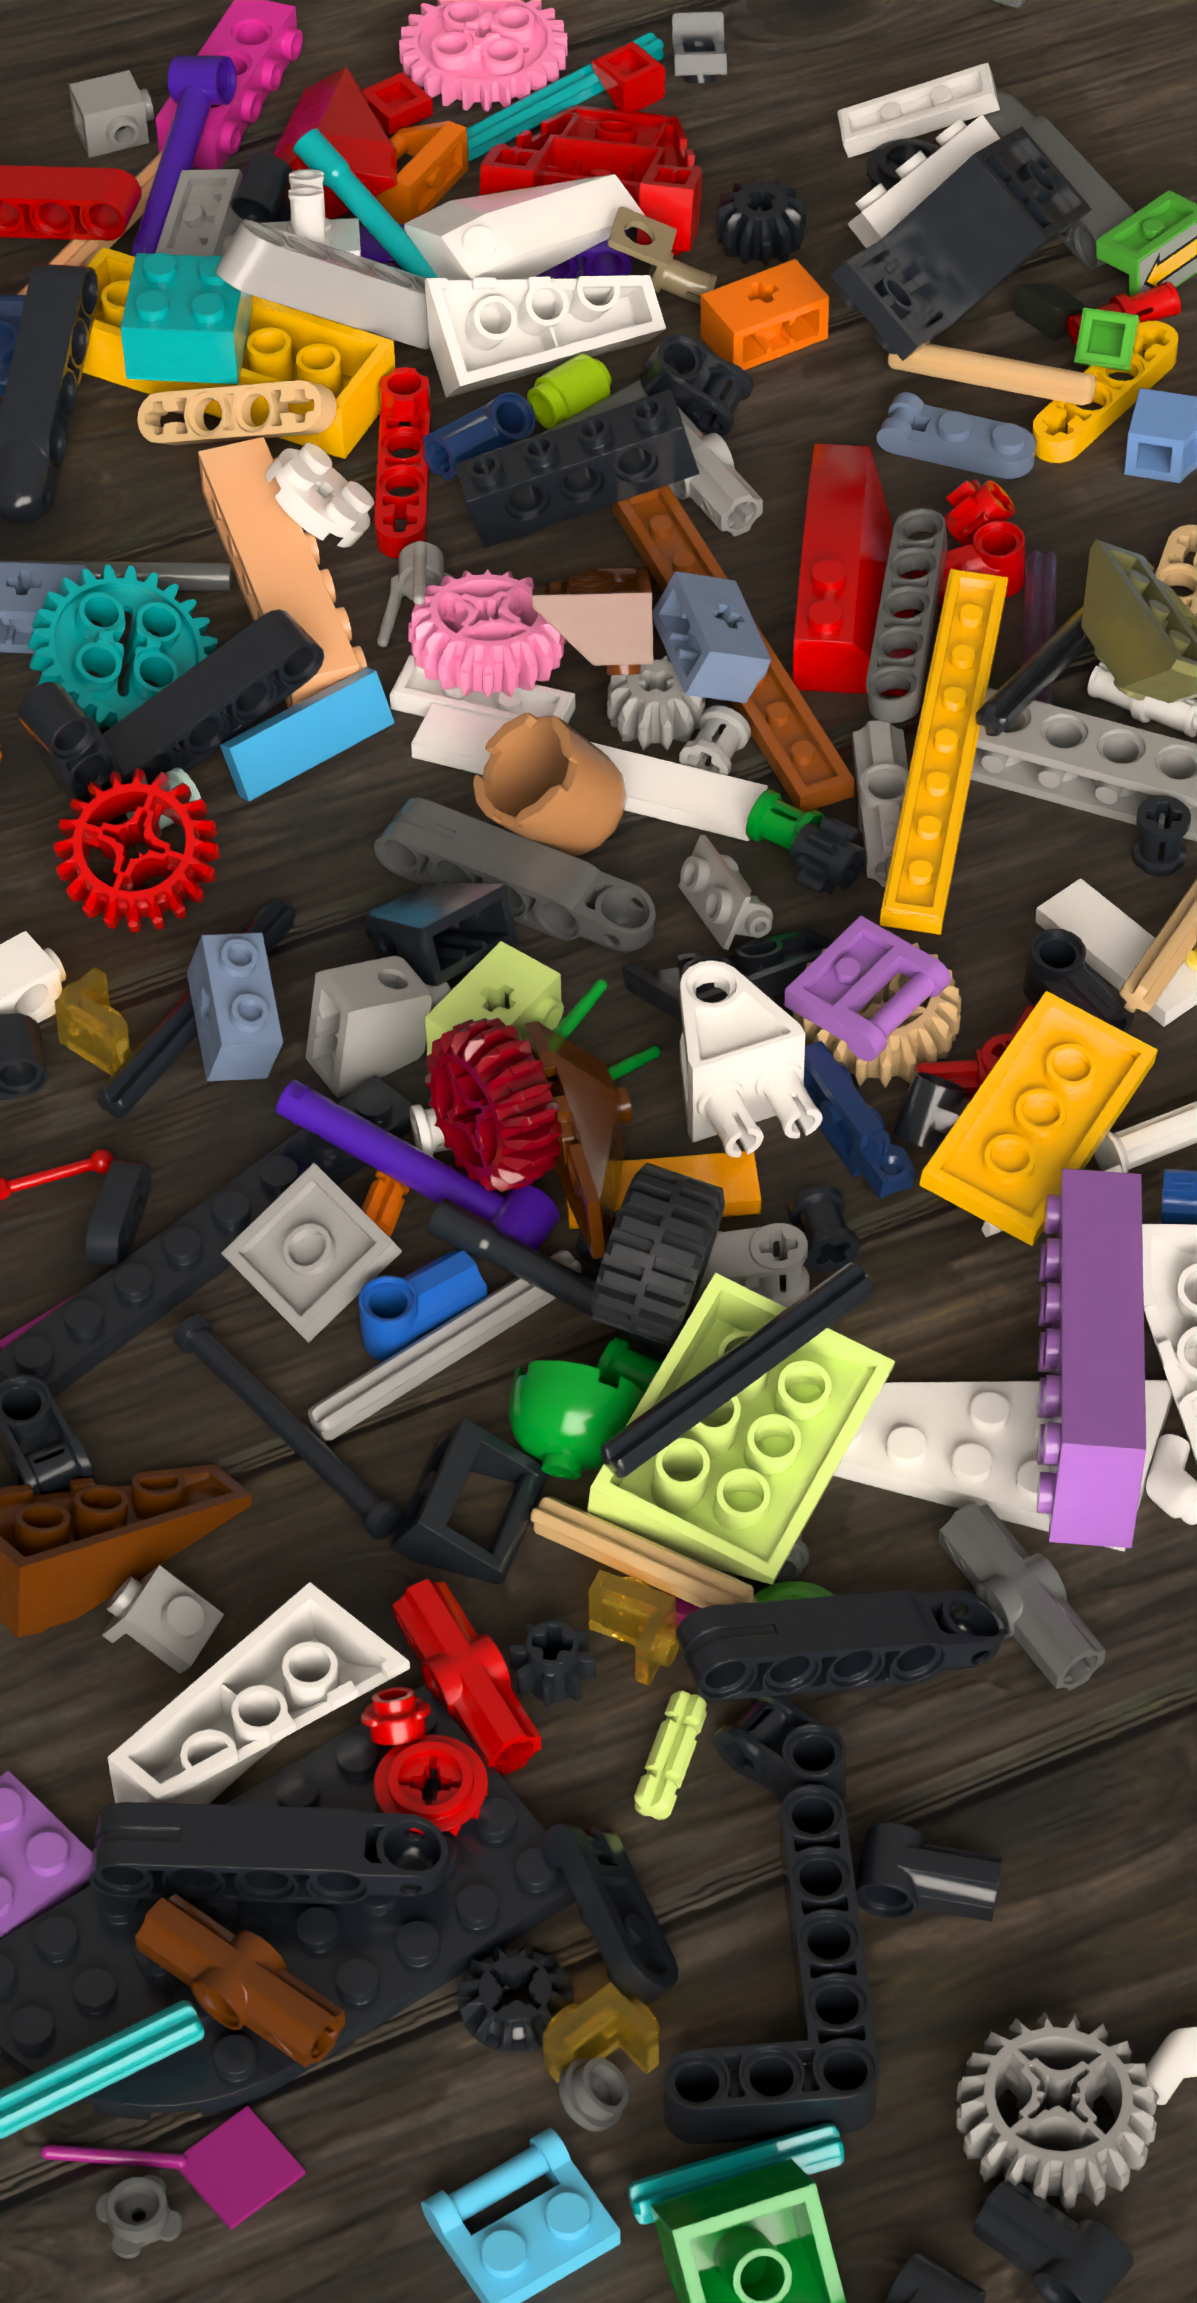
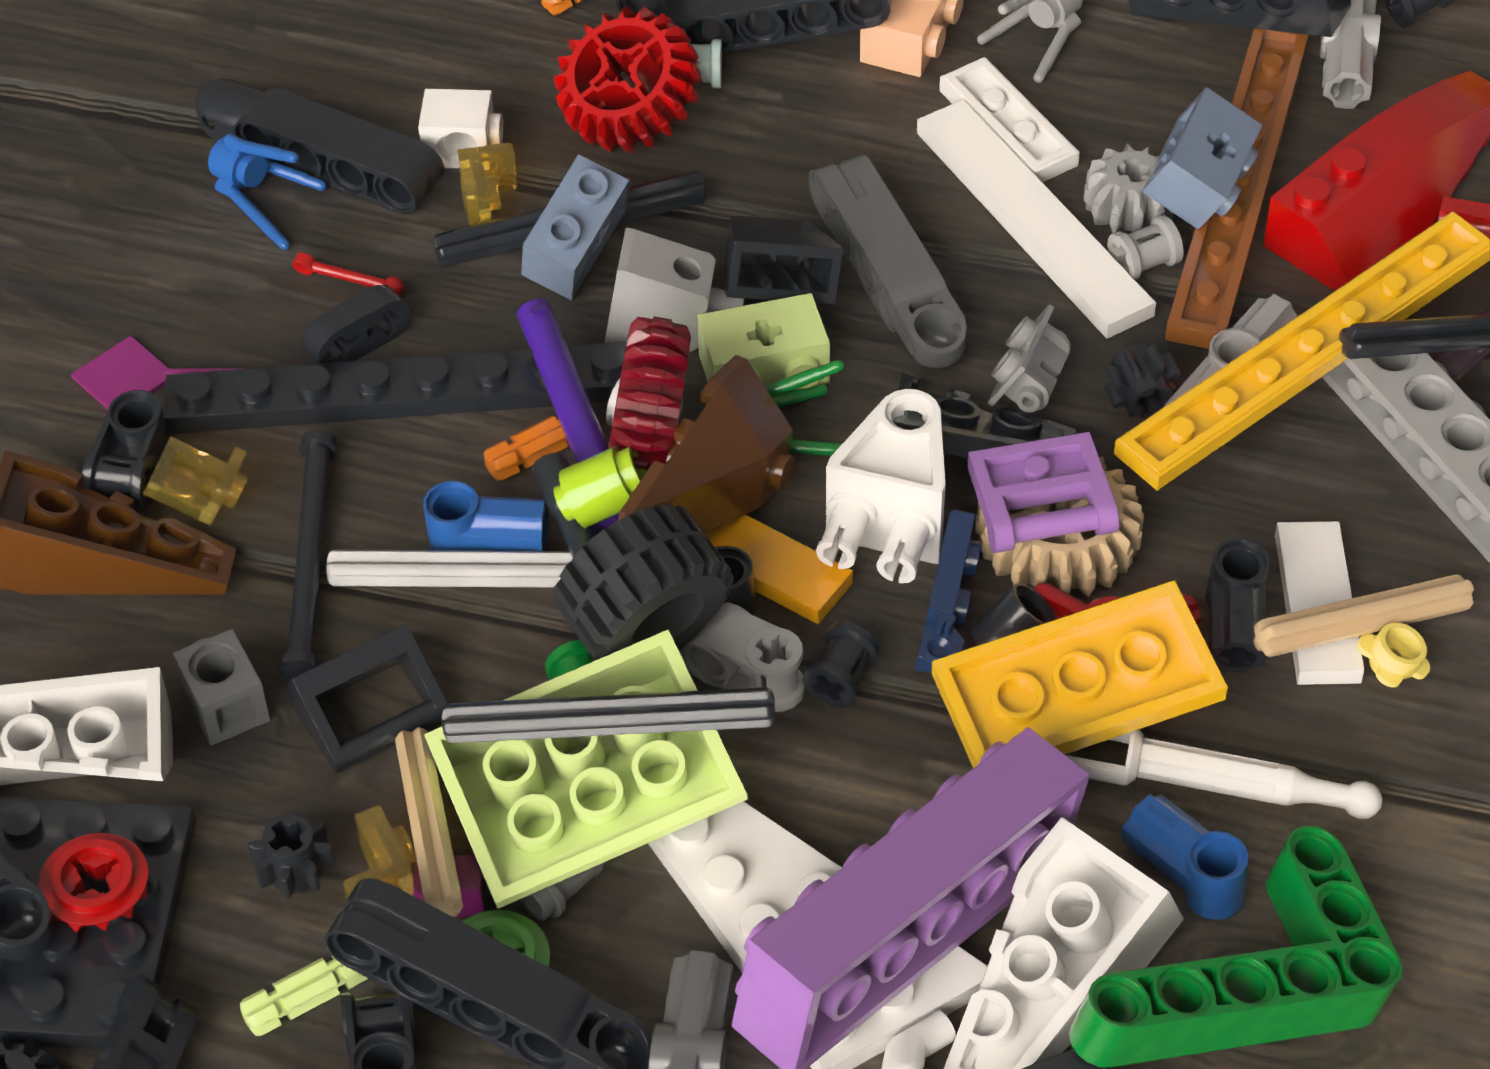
camera: 40 degrees right, 0 degrees up
(130, 1428) = (196, 481): none -> clear yellow bracket
(162, 1617) = (76, 632): light grey bracket -> none
(307, 734) = (846, 70): dark azure tile -> none
(311, 1252) = (446, 436): light grey plate -> none
(364, 1559) = (221, 686): none -> dark grey brick
(396, 1716) = (121, 811): red plate -> none
(466, 1675) = (222, 822): red piece -> none
(483, 635) = (1046, 68): bright pink gear -> none
(524, 1199) = (597, 486): none -> lime brick
(550, 785) = (963, 202): medium nougat cylinder -> none
(567, 1414) = (480, 664): green cylinder -> none
(603, 616) = (1127, 98): wedge -> none
(778, 820) = (1119, 331): green bush -> none
(907, 633) = (1391, 209): dark grey beam -> none
(1175, 827) = (1435, 522): black bush -> none

